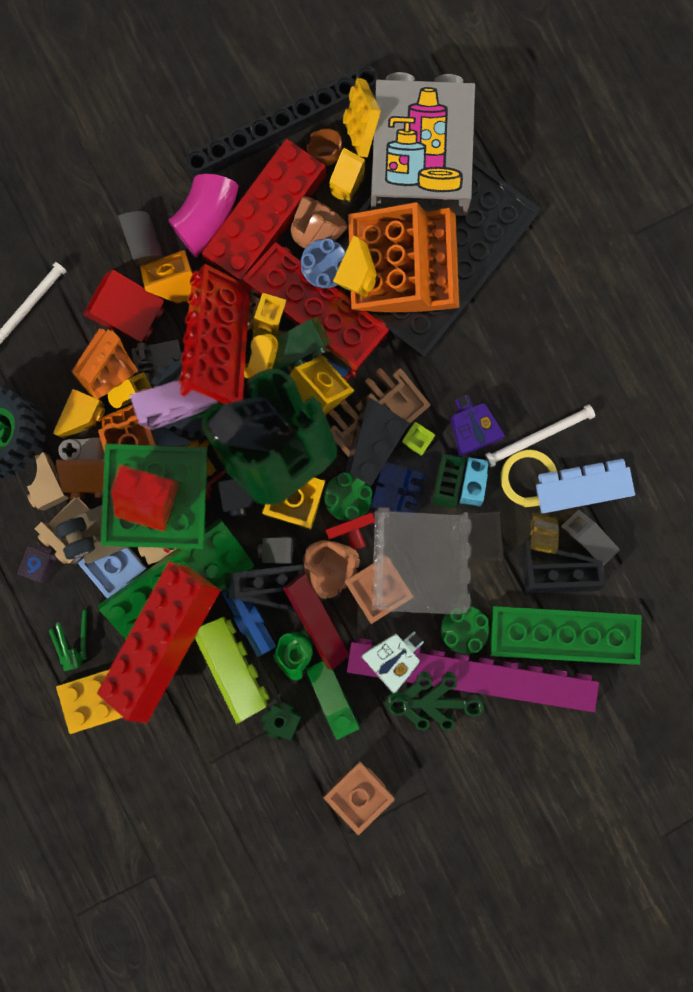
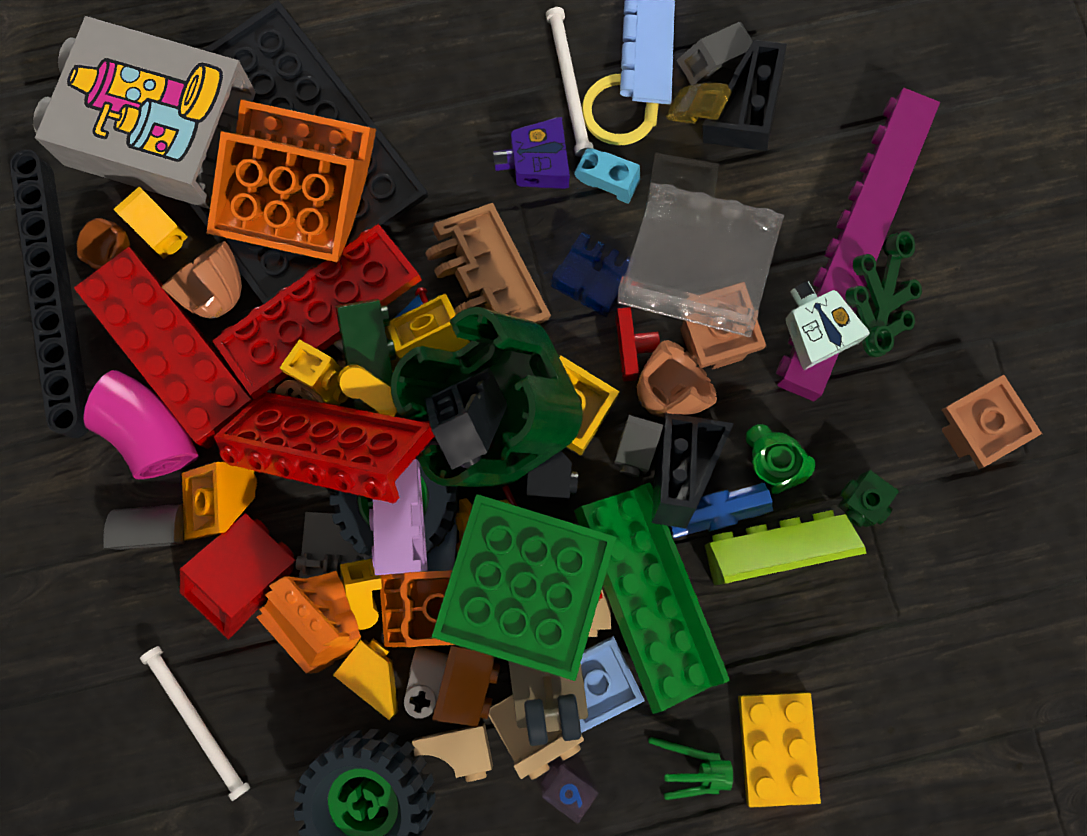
camera: 80 degrees left, 5 degrees down
(143, 497) = (529, 593): red slope -> none
(157, 642) = (731, 636): red brick -> none
(316, 621) = (745, 416): dark red tile -> none
(321, 262) = (263, 280): medium blue dish -> none
(332, 700) = (852, 425): green slope -> none
(347, 497) = (586, 337): green dish -> none
(357, 269) = (289, 236): yellow slope -> none
(361, 117) = (79, 177): yellow plate -> none
(374, 440) = (522, 279): black wedge -> none
(418, 438) = (533, 229): lime plate -> none
(445, 500) = (615, 226): dark green slope -> none
(466, 631) = (801, 237): green dish -> none
(565, 635) = (831, 117): green plate -> none

